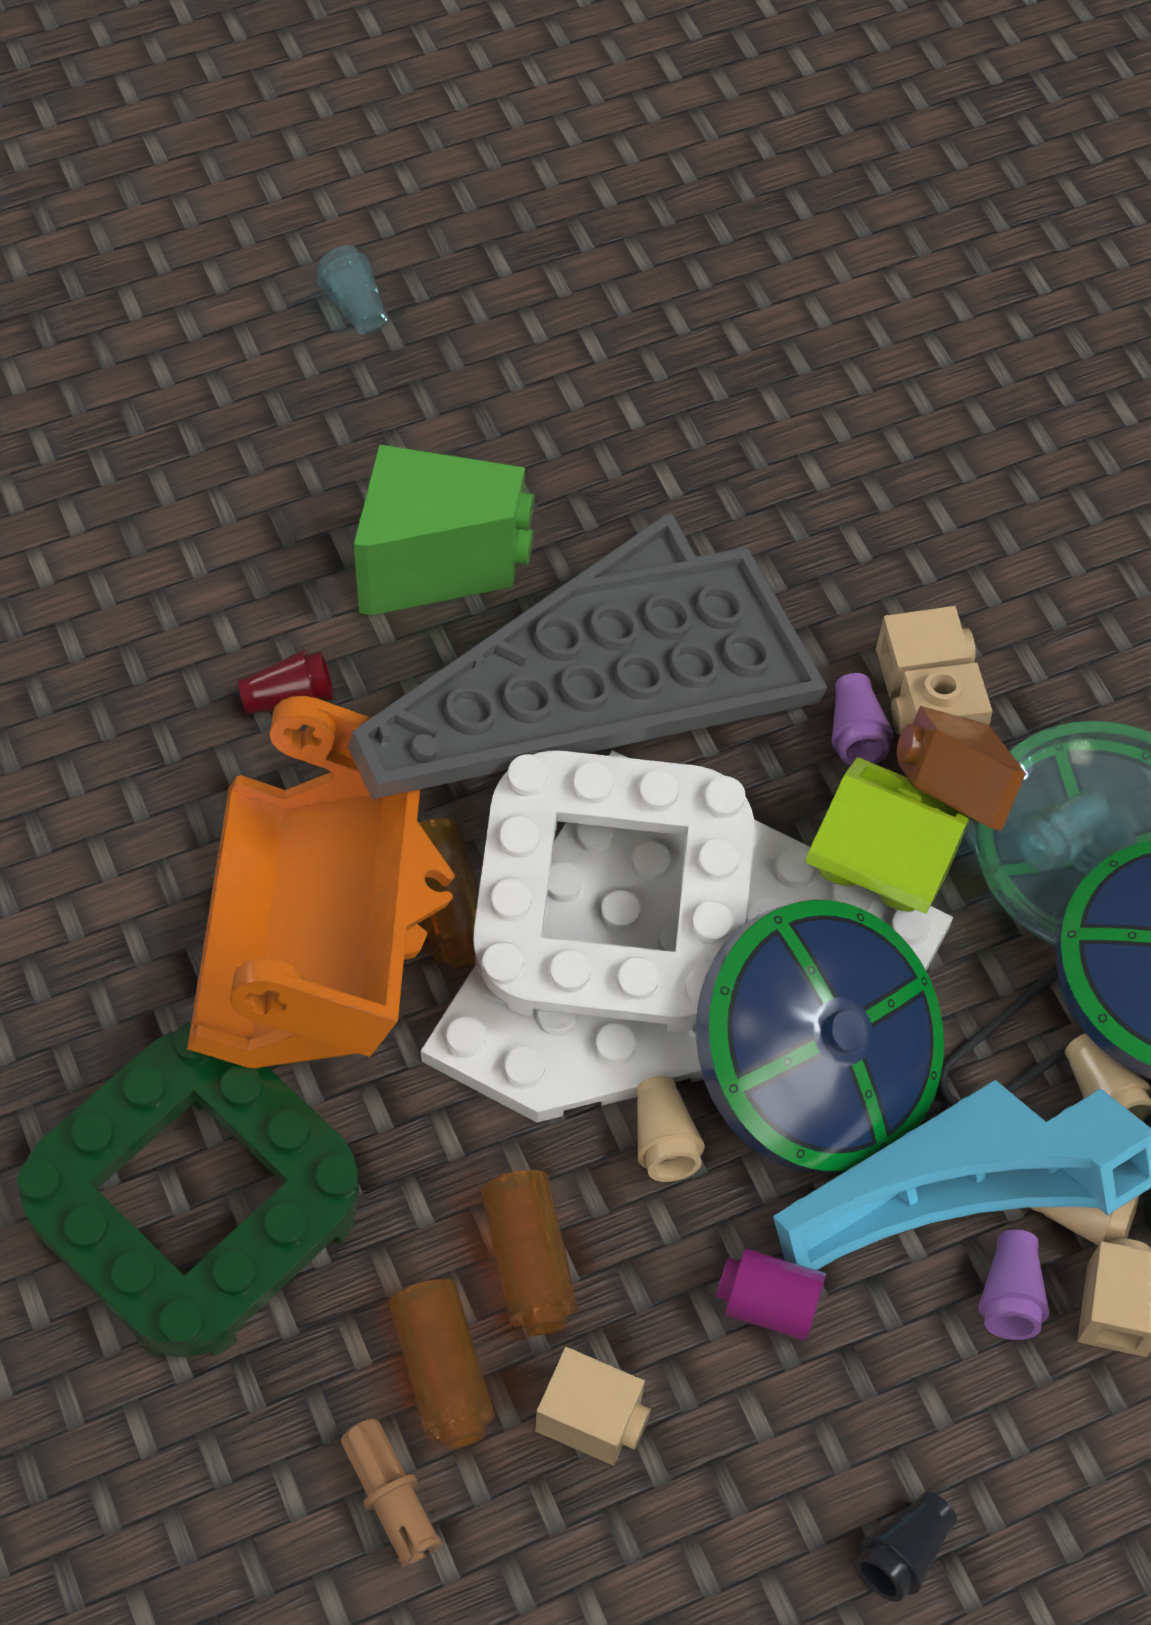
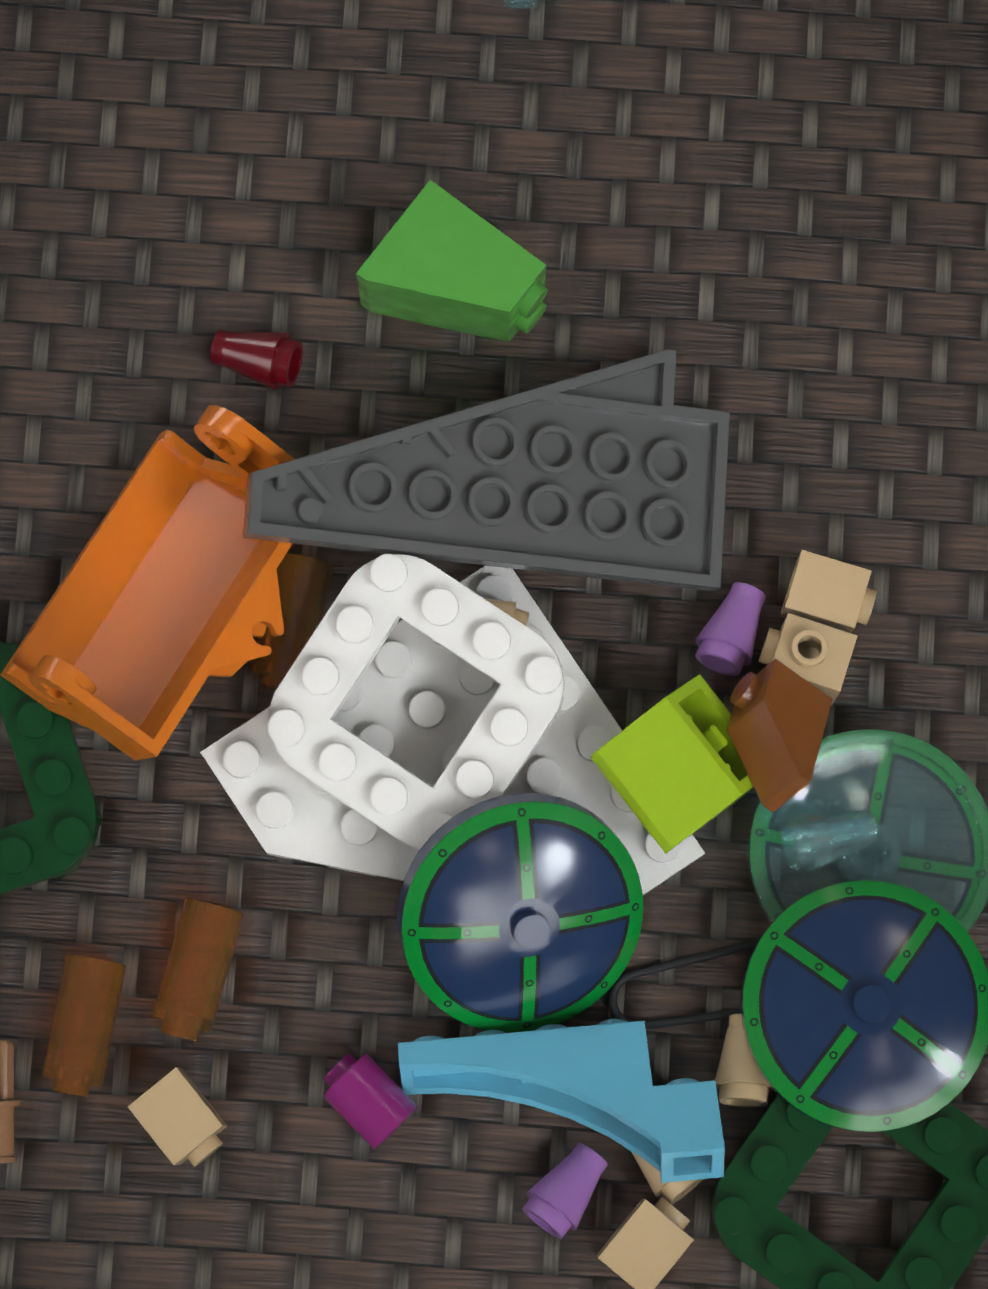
camera: 30 degrees right, 20 degrees up
(666, 1132) = (360, 920): tan cone -> none

